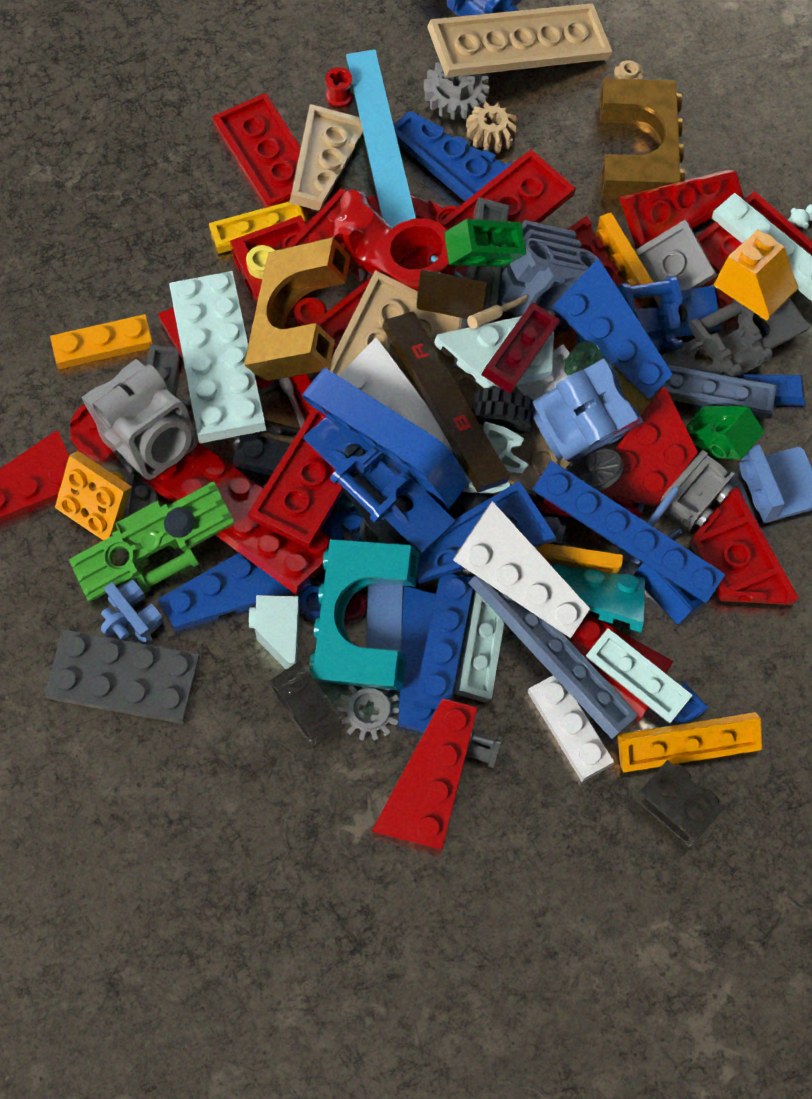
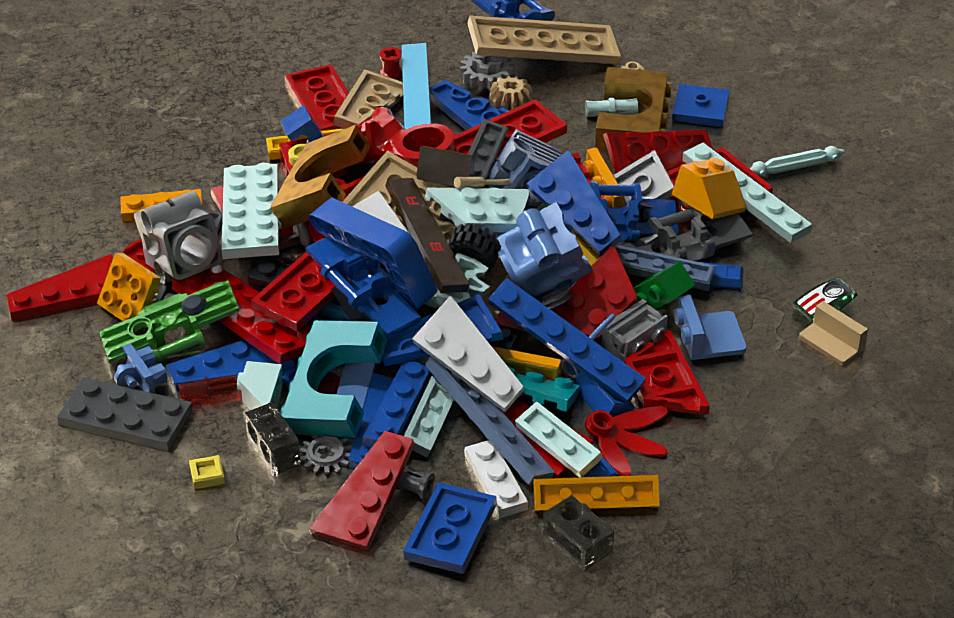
camera: 10 degrees right, 25 degrees down
(214, 628) = (208, 387): none -> clear red axle
(236, 754) = (206, 472): none -> light yellow tile
(255, 216) = (301, 123): none -> blue hinge
(485, 243) = (477, 135): green brick -> none
(520, 347) = (493, 200): dark red plate -> none
(533, 813) = (450, 528): none -> blue plate
(613, 134) = (612, 106): none -> light aqua pin
(694, 646) = (614, 432): none -> red plant
(716, 120) = (700, 105): none -> blue plate

